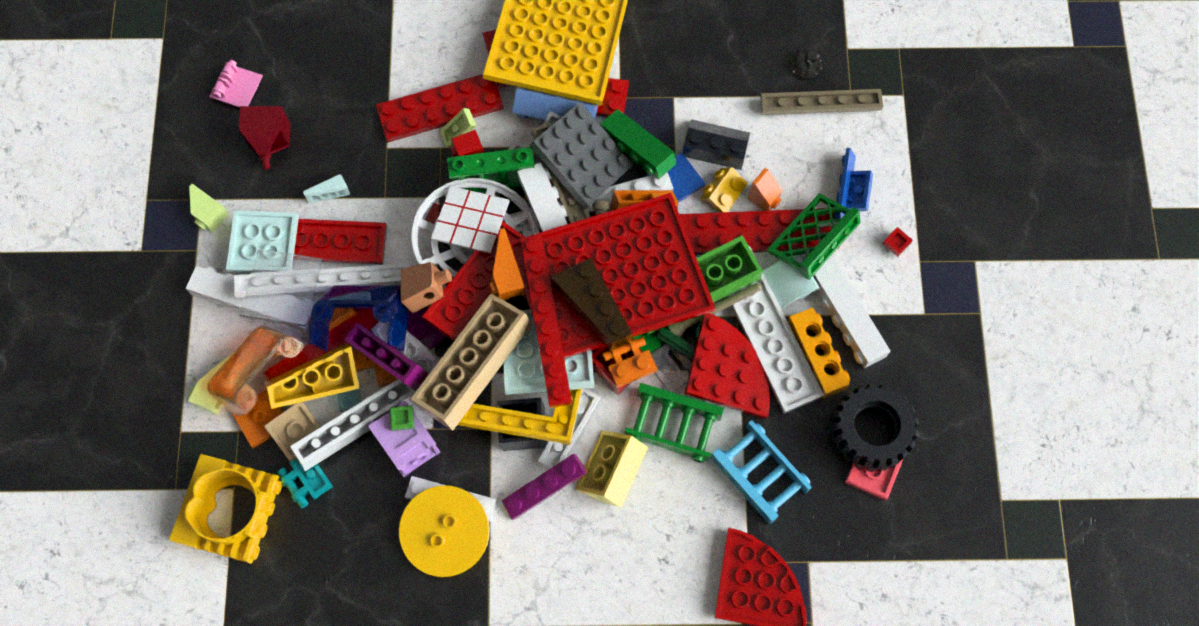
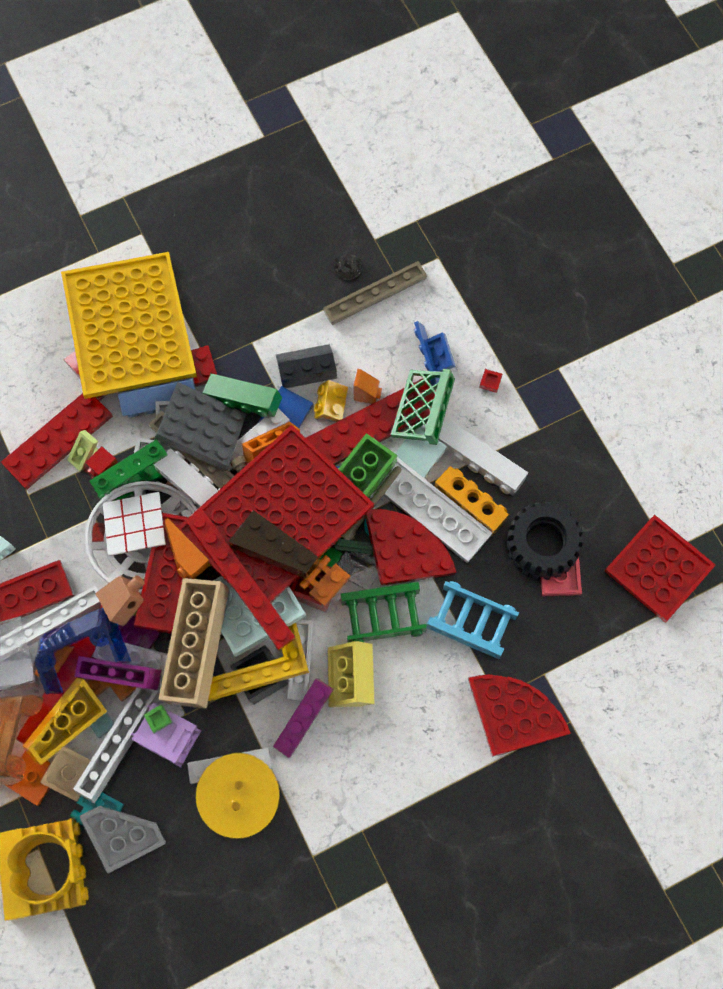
camera: 25 degrees left, 0 degrees up
(313, 514) = (120, 836): none -> light grey plate
(982, 512) = (660, 568): none -> red plate

